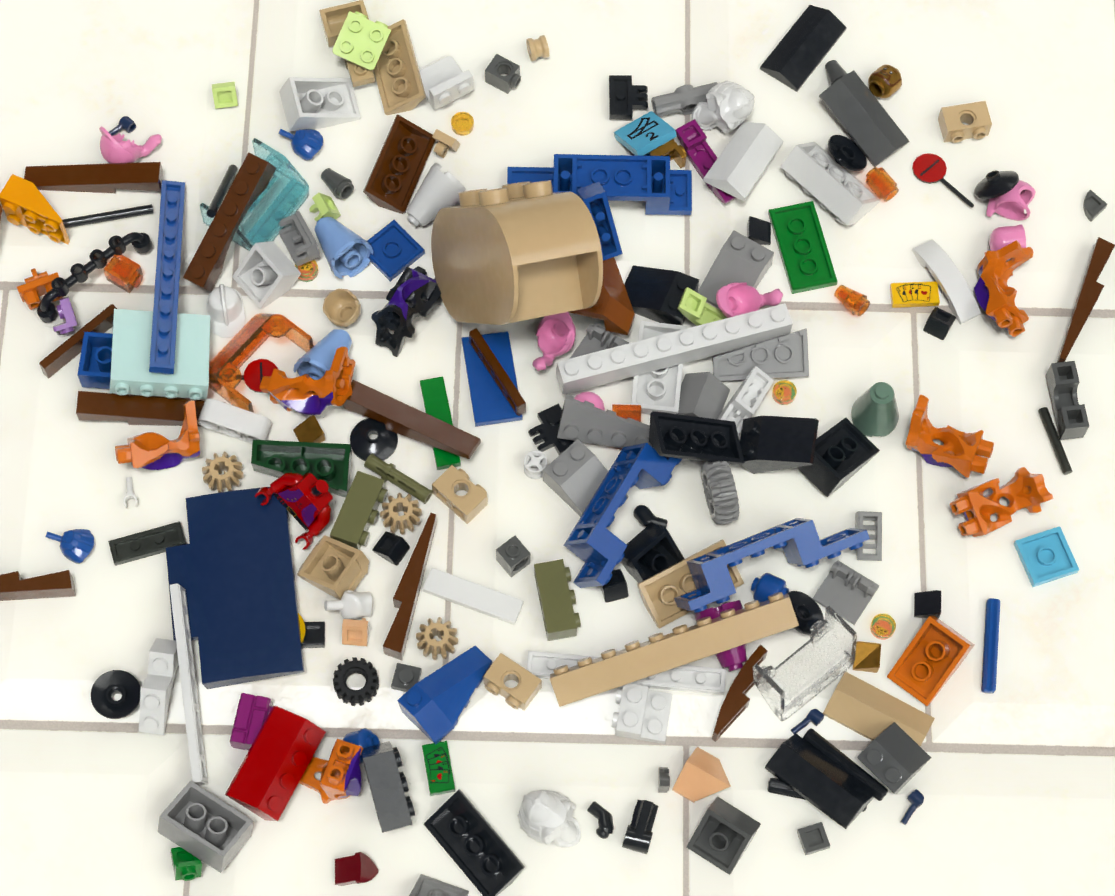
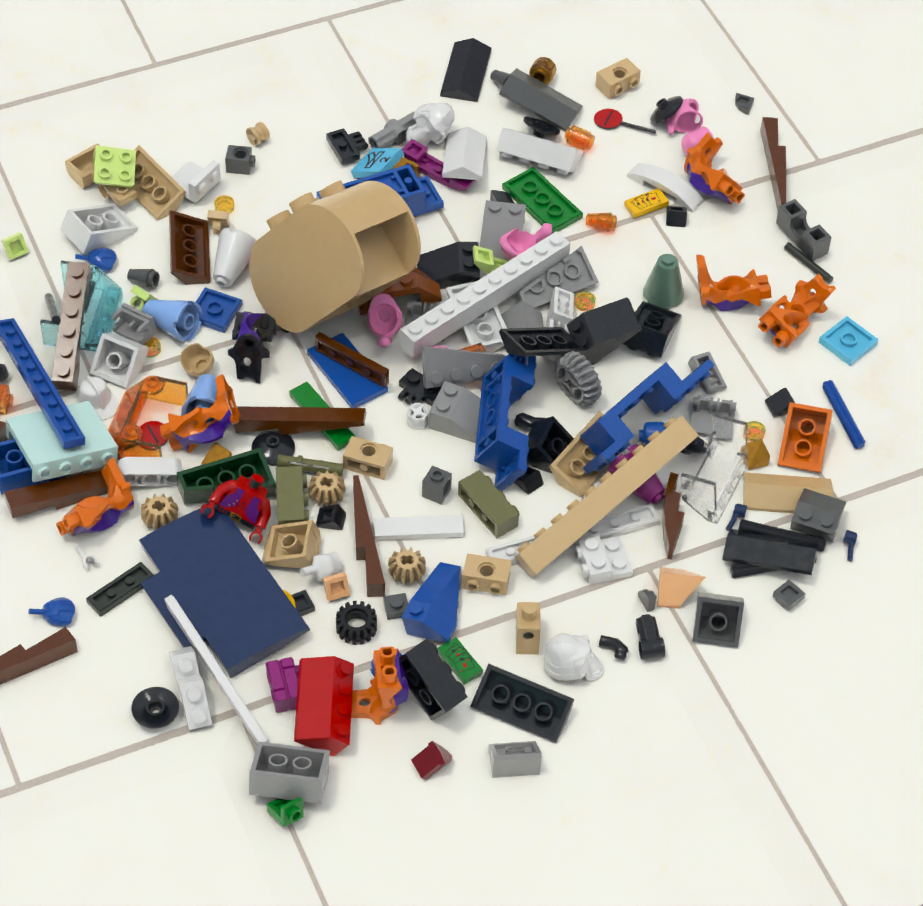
camera: 25 degrees left, 15 degrees down
(521, 762) = (528, 620): none -> tan torso

